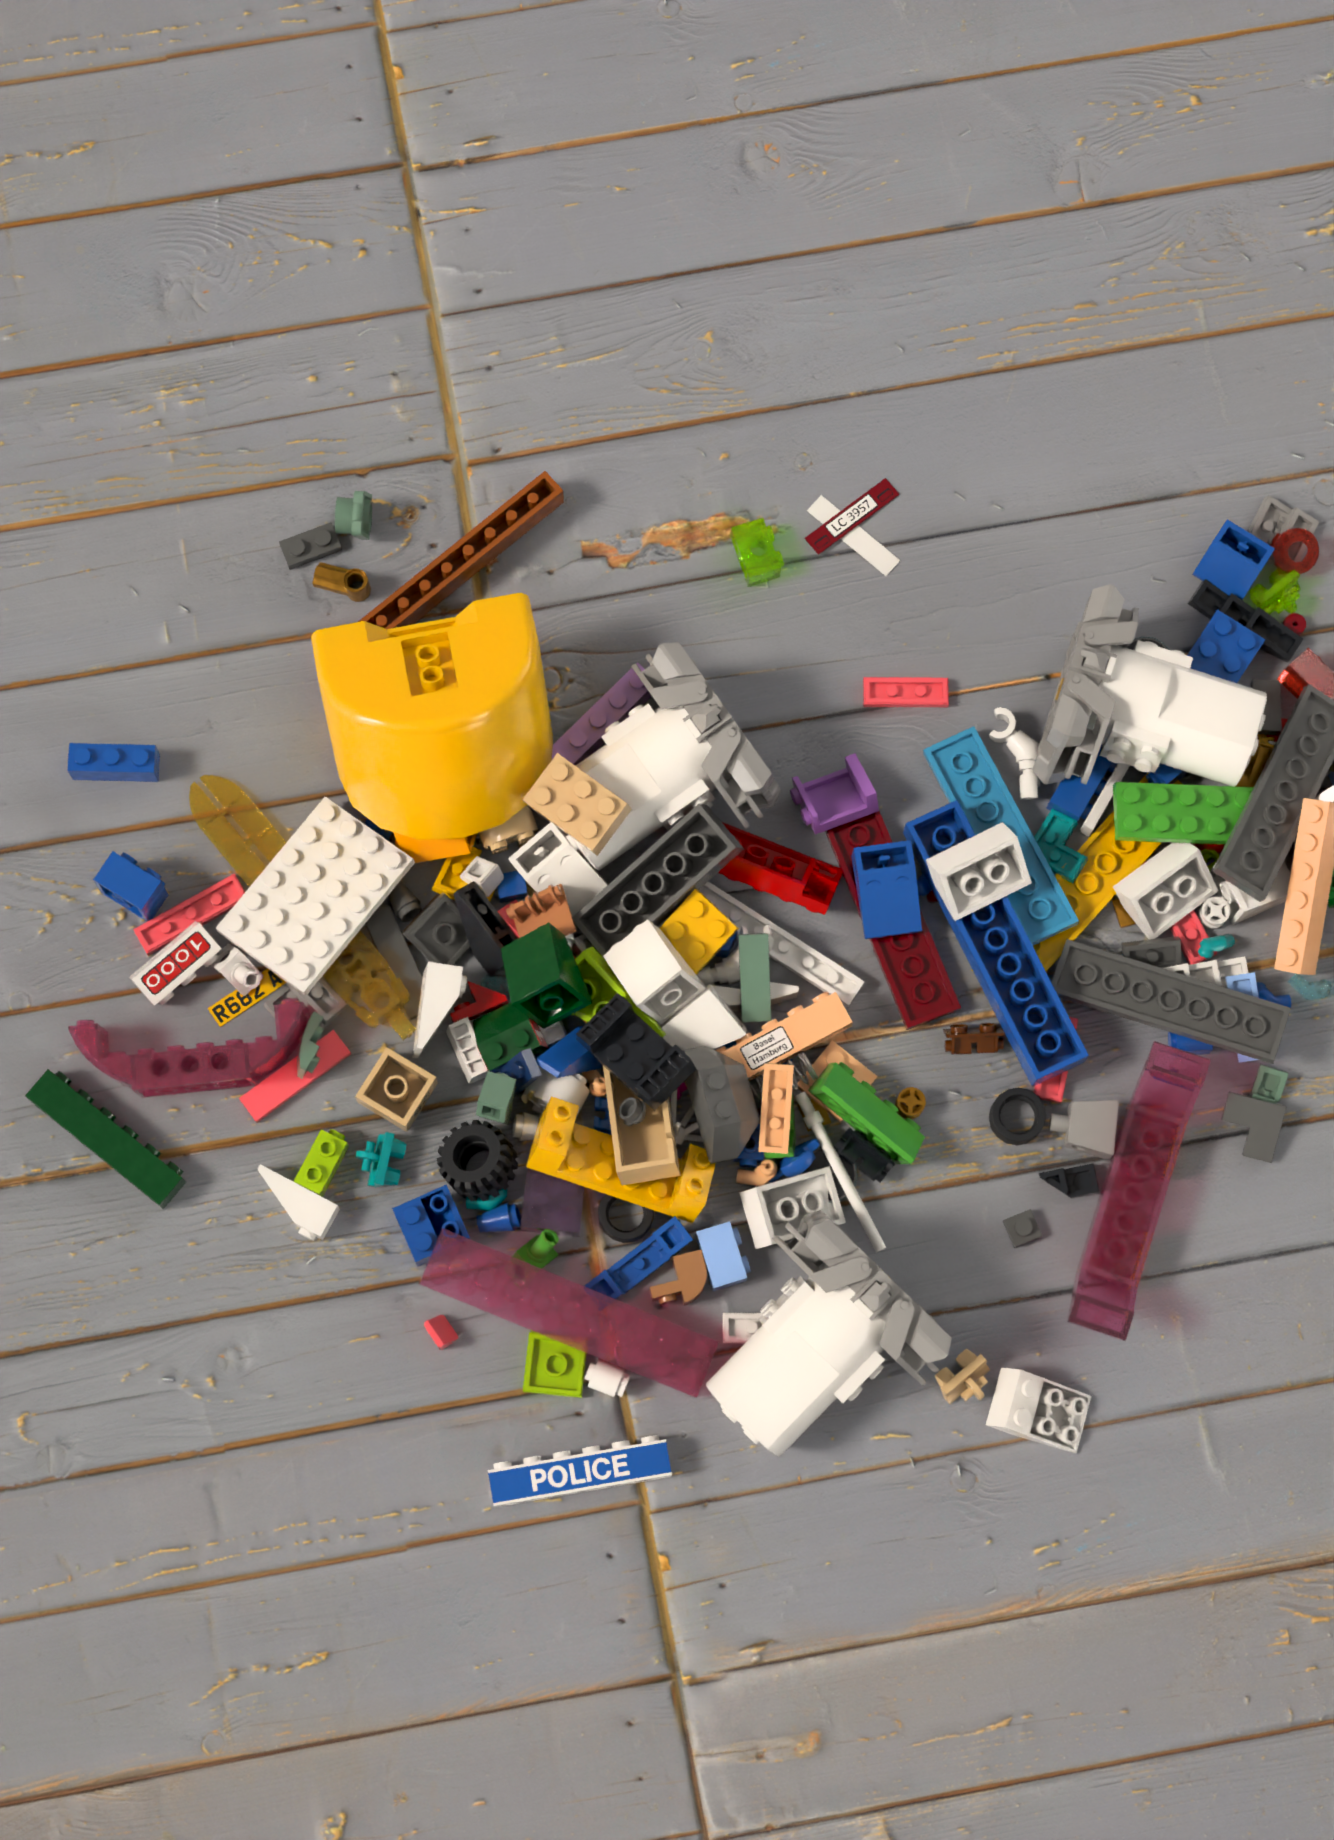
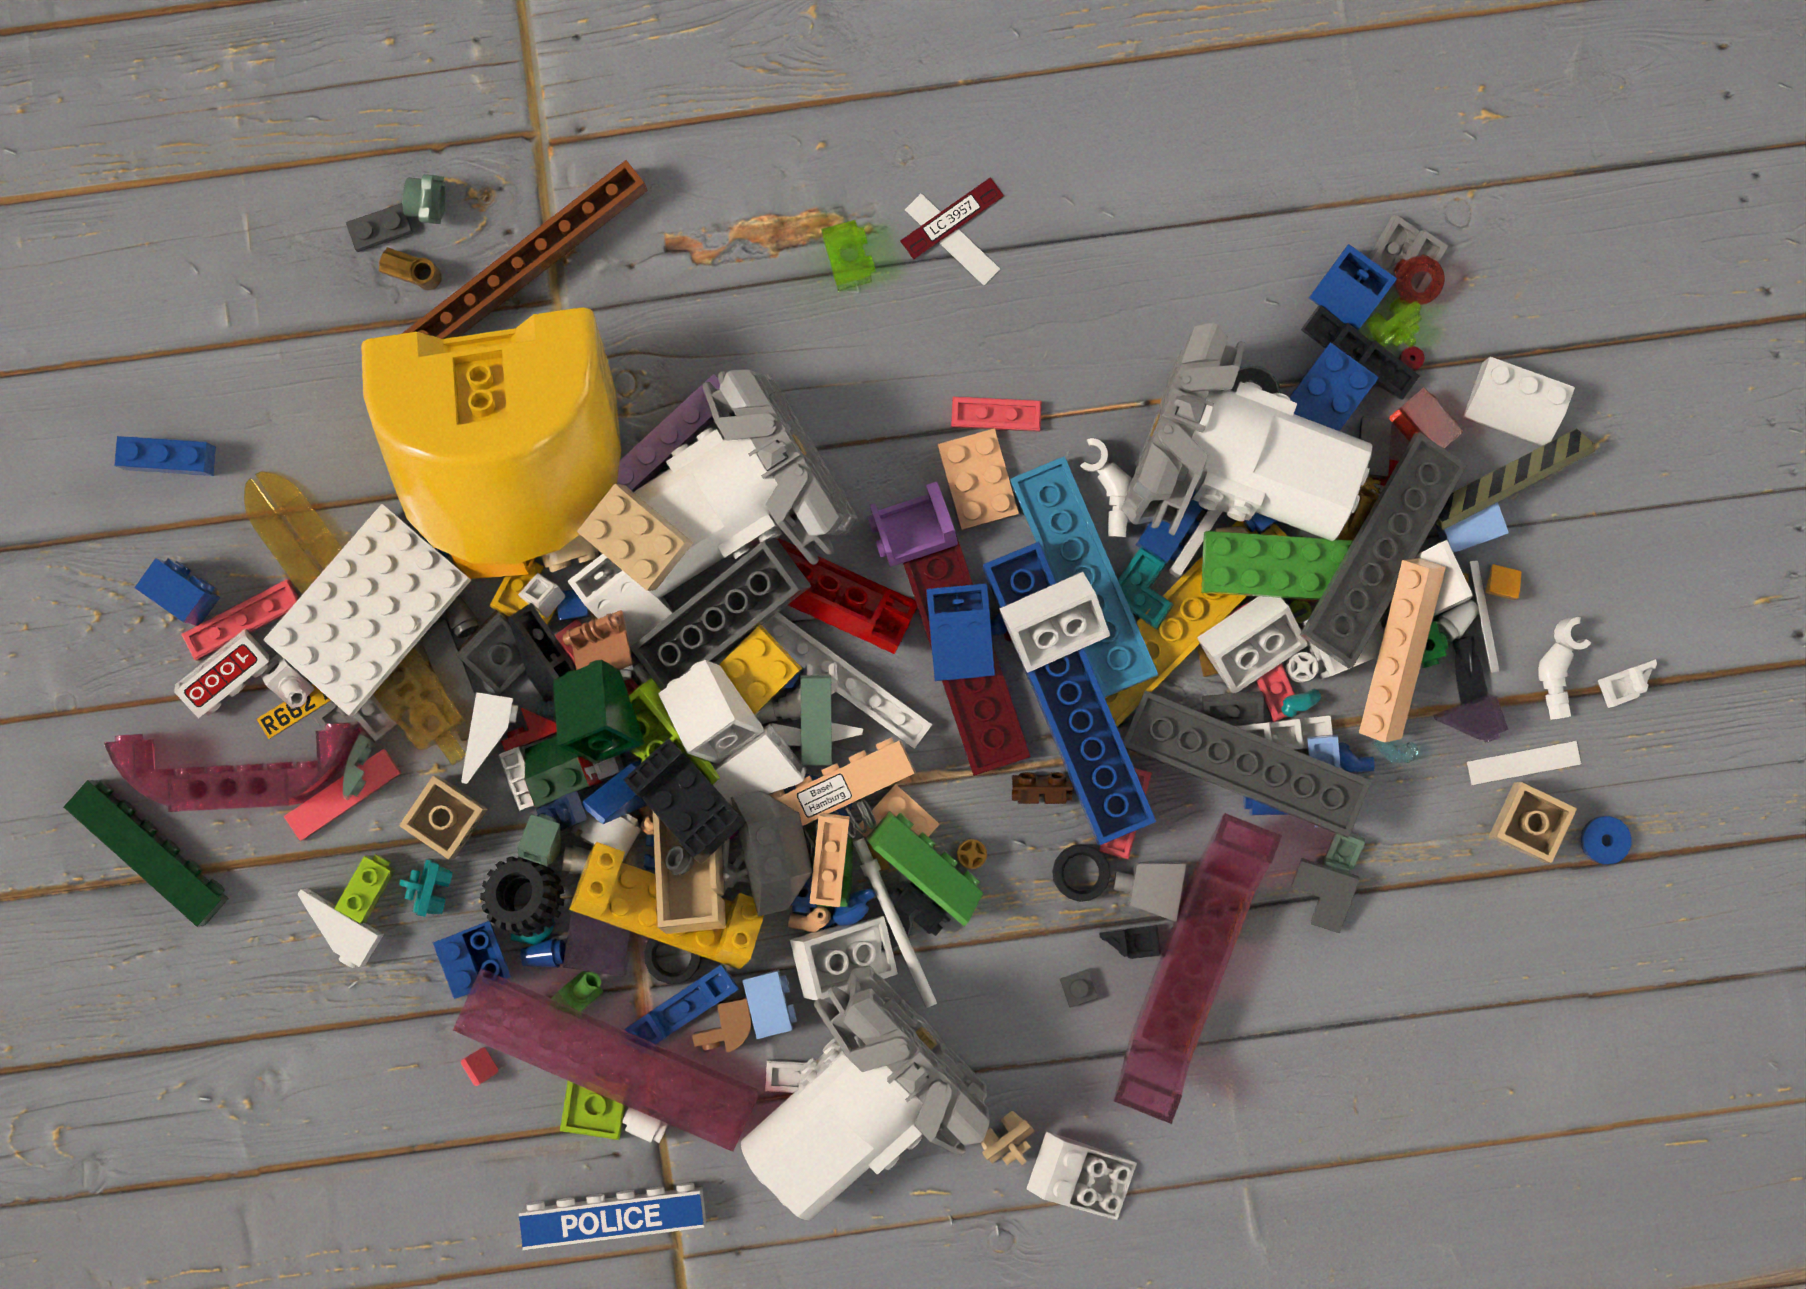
camera: 10 degrees right, 10 degrees up
(892, 753) = (978, 479): none -> light nougat plate

